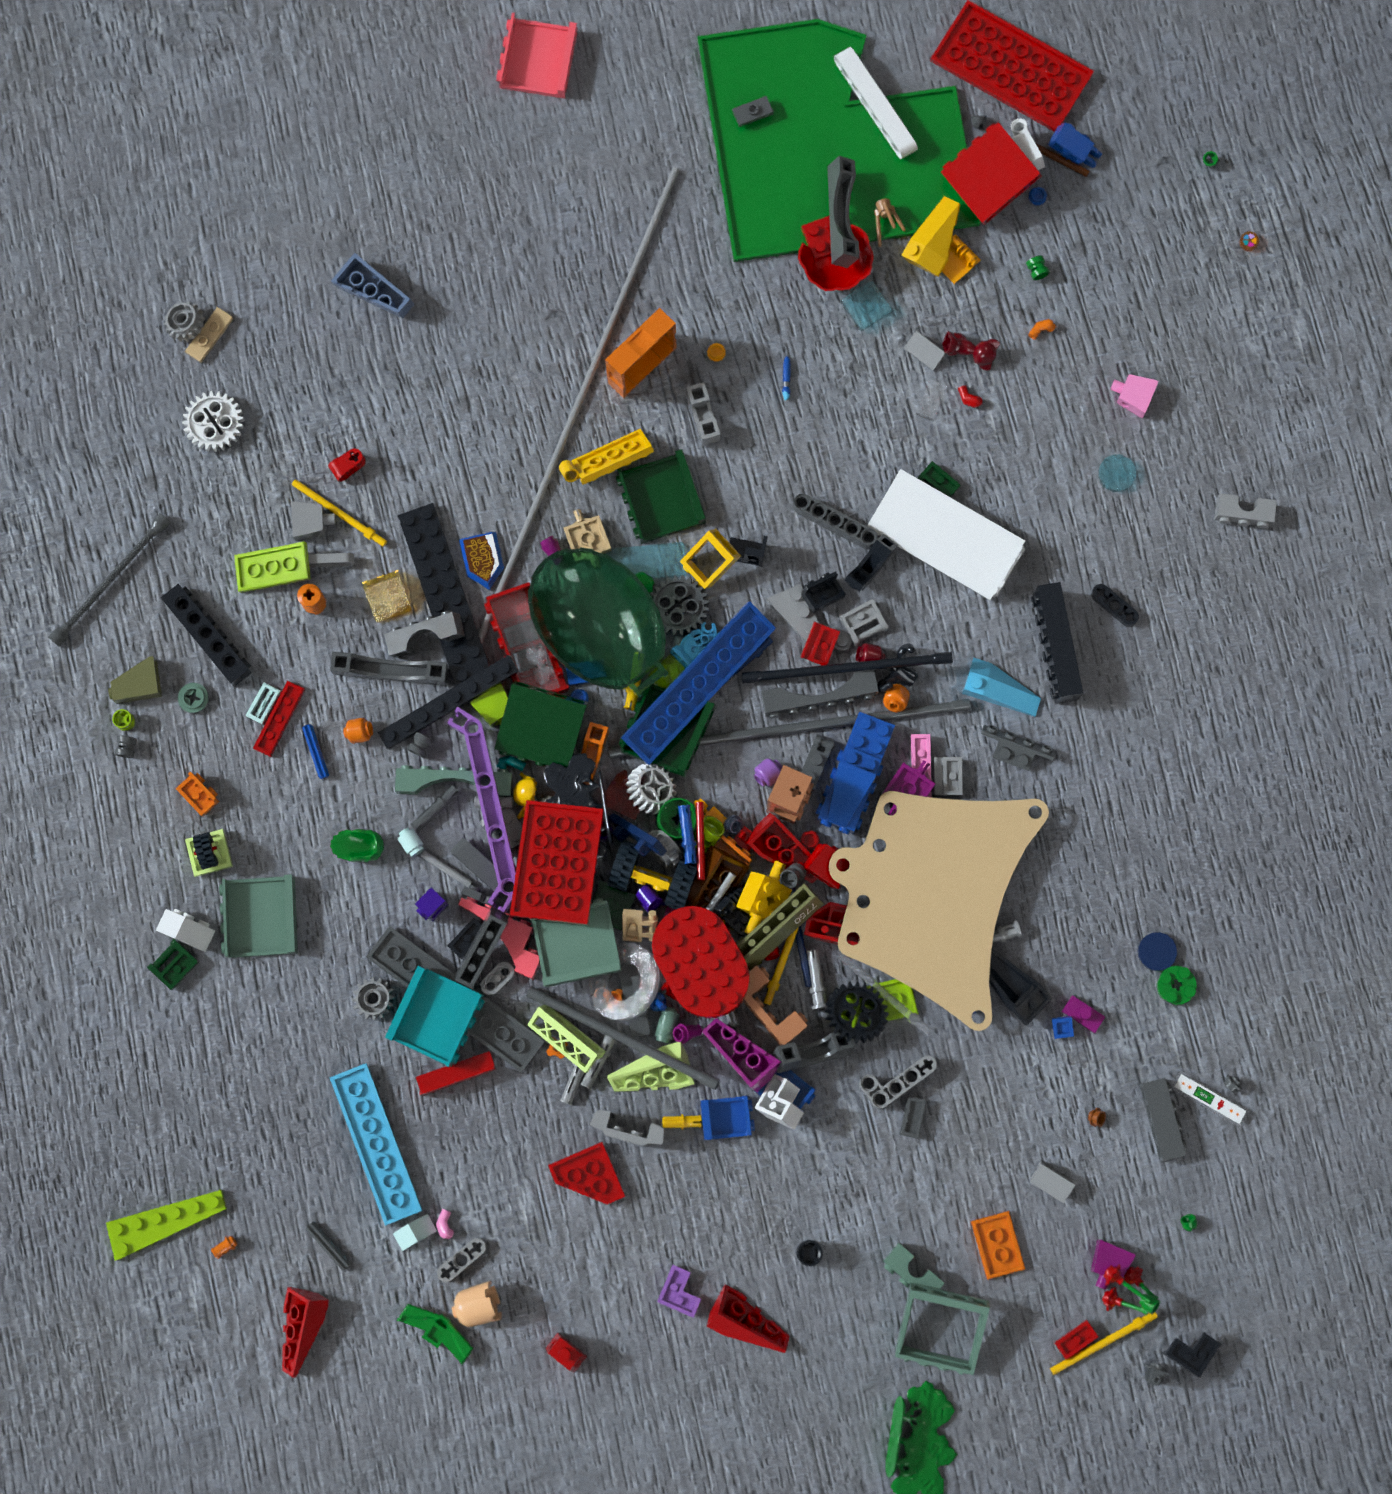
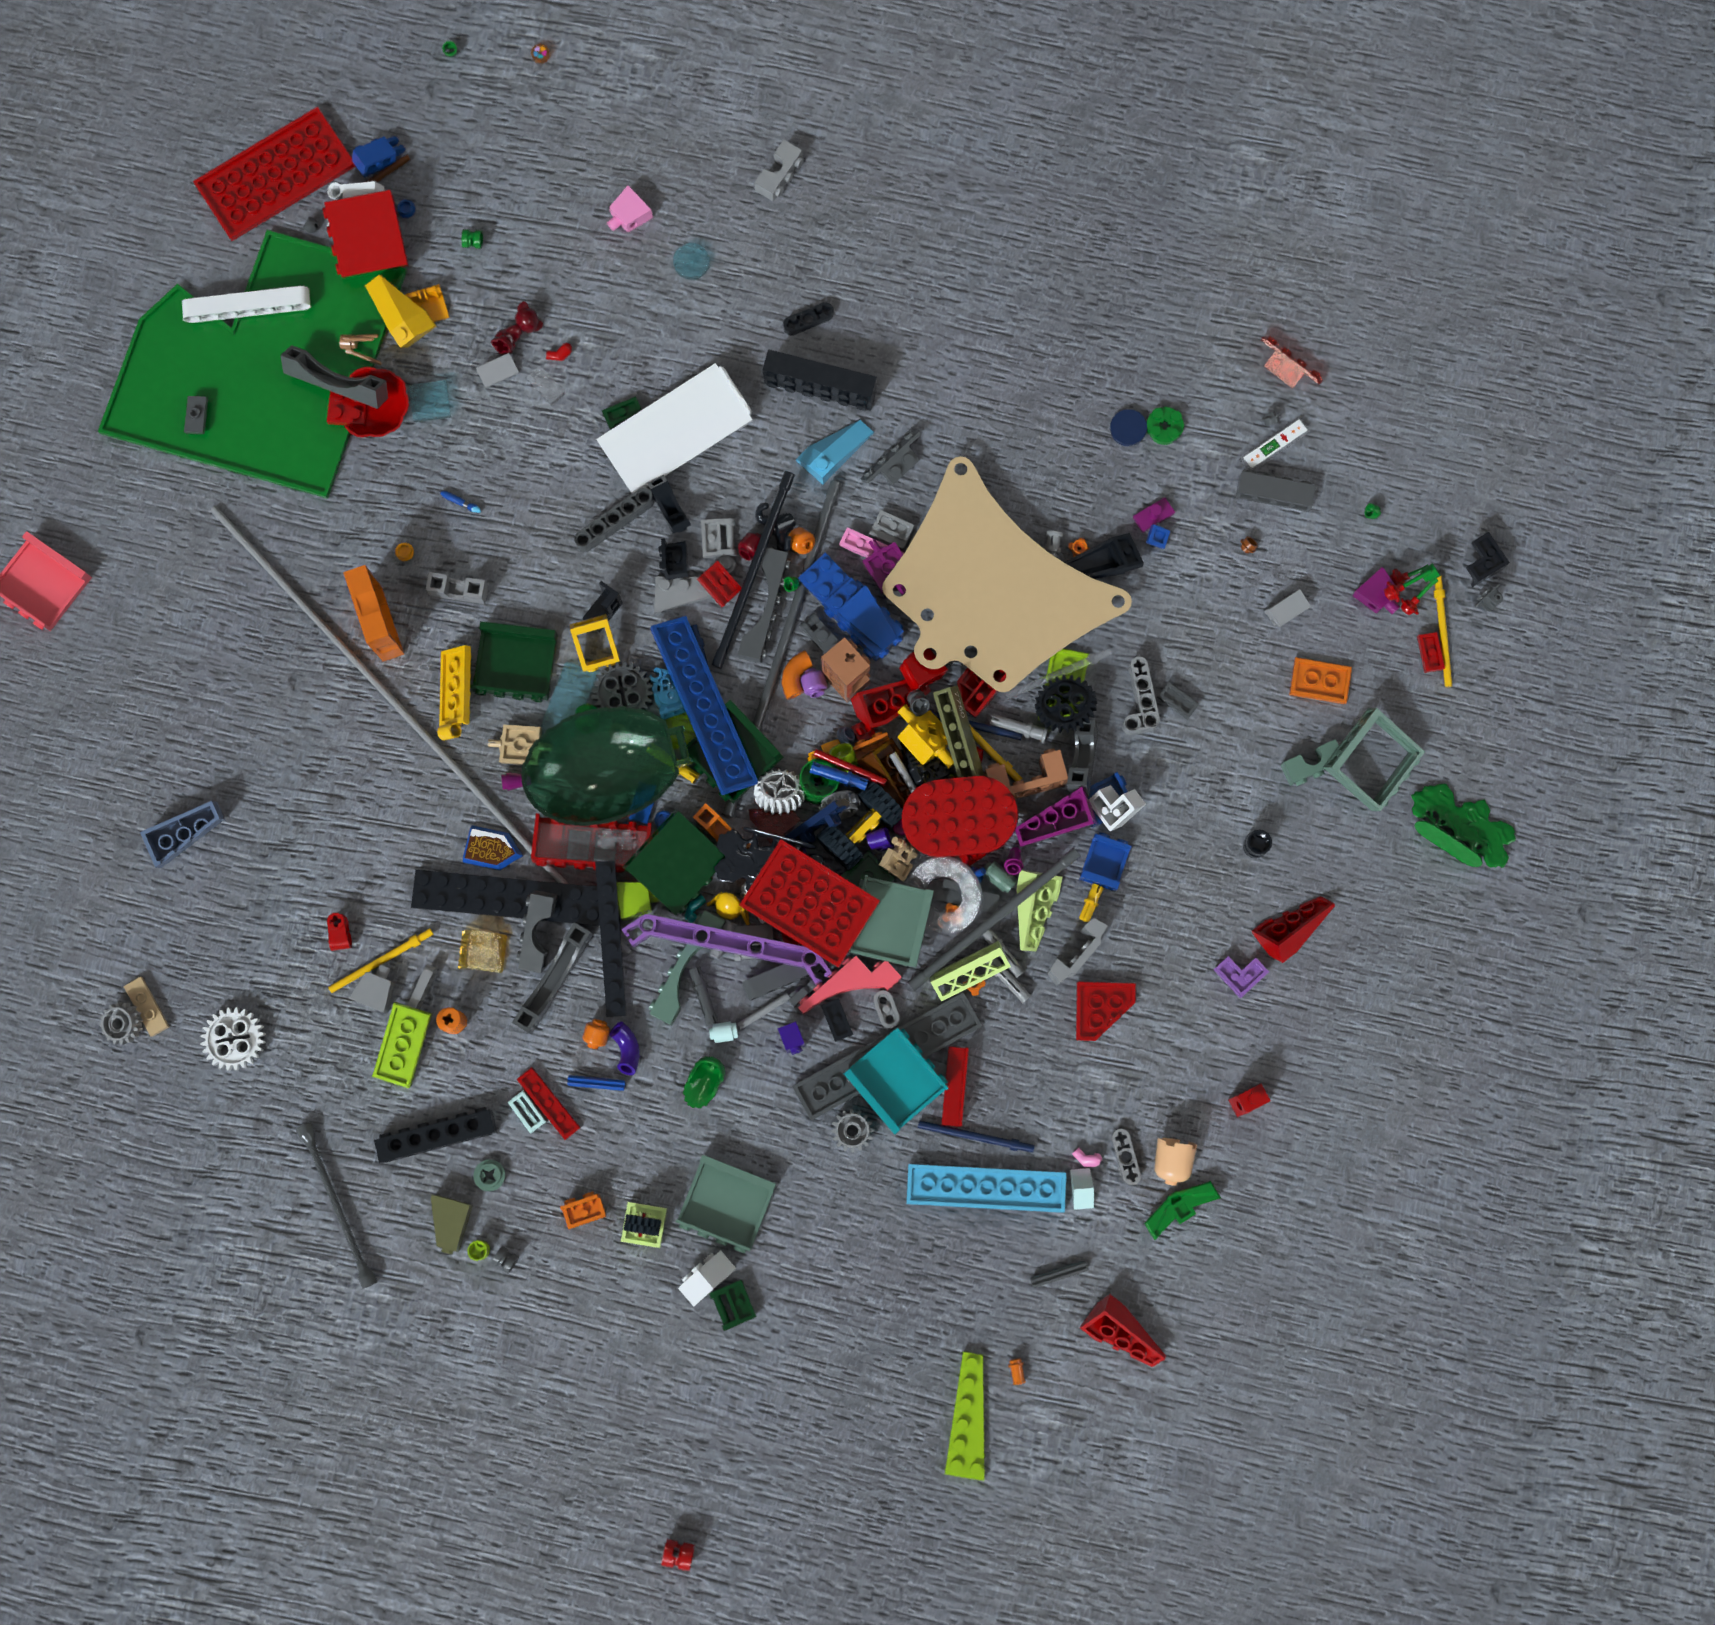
camera: 65 degrees left, 0 degrees up
(359, 765) = (628, 1048): none -> dark purple cylinder
(420, 744) = (636, 982): dark grey wheel -> none
(427, 1151) = (1013, 1144): none -> dark blue bar
(481, 947) = (853, 1008): dark grey brick -> none
(768, 749) = (792, 674): none -> orange cylinder
(809, 840) = (891, 675): red plate -> none
(850, 708) = (787, 585): none -> green hinge
(1016, 953) = (1078, 543): none -> orange plate
(1040, 326) = (526, 260): orange arm -> none
(1294, 1075) = (1286, 366): none -> clear red bracket

